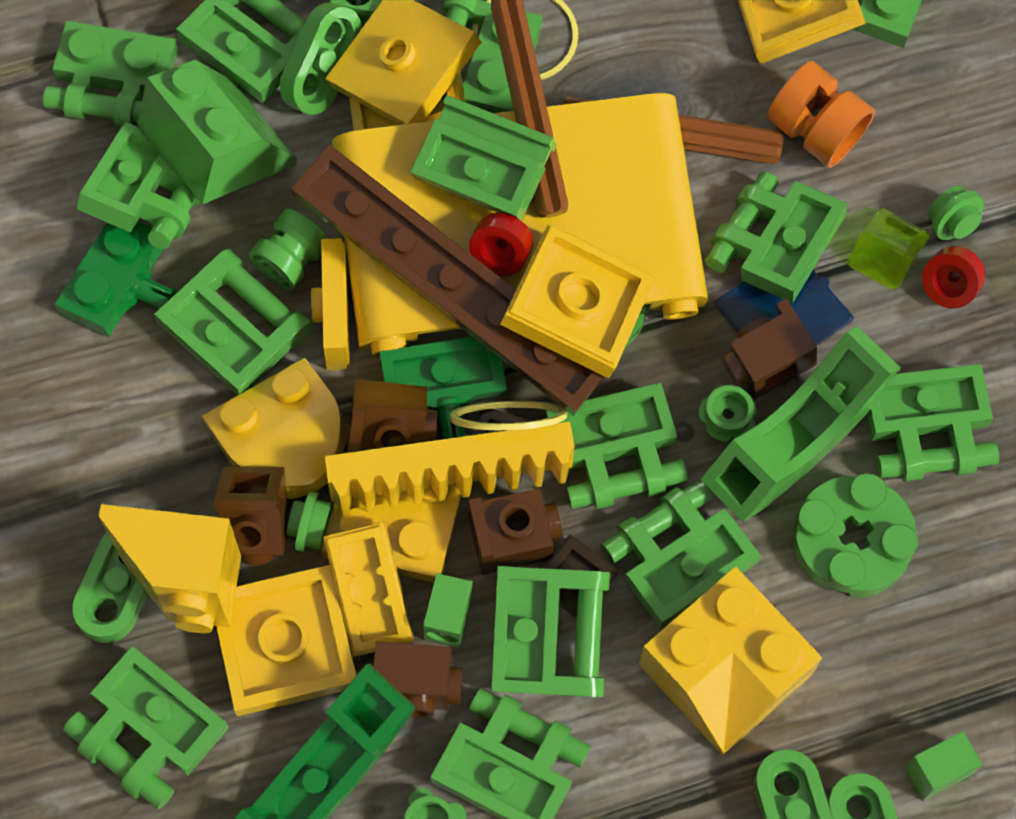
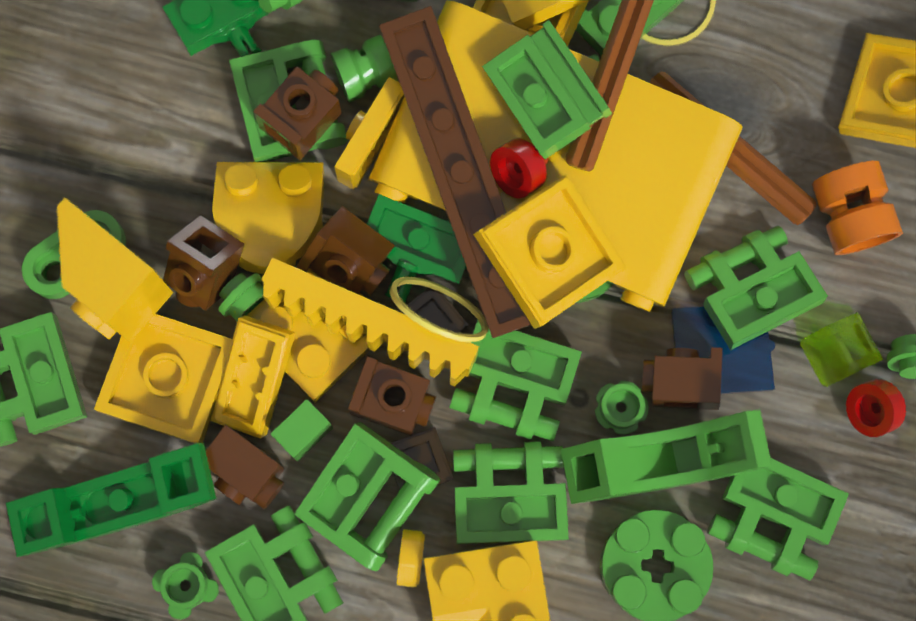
camera: 30 degrees right, 10 degrees up
(261, 334) = (294, 128): none -> reddish brown brick
(627, 663) = (410, 558): none -> yellow tile

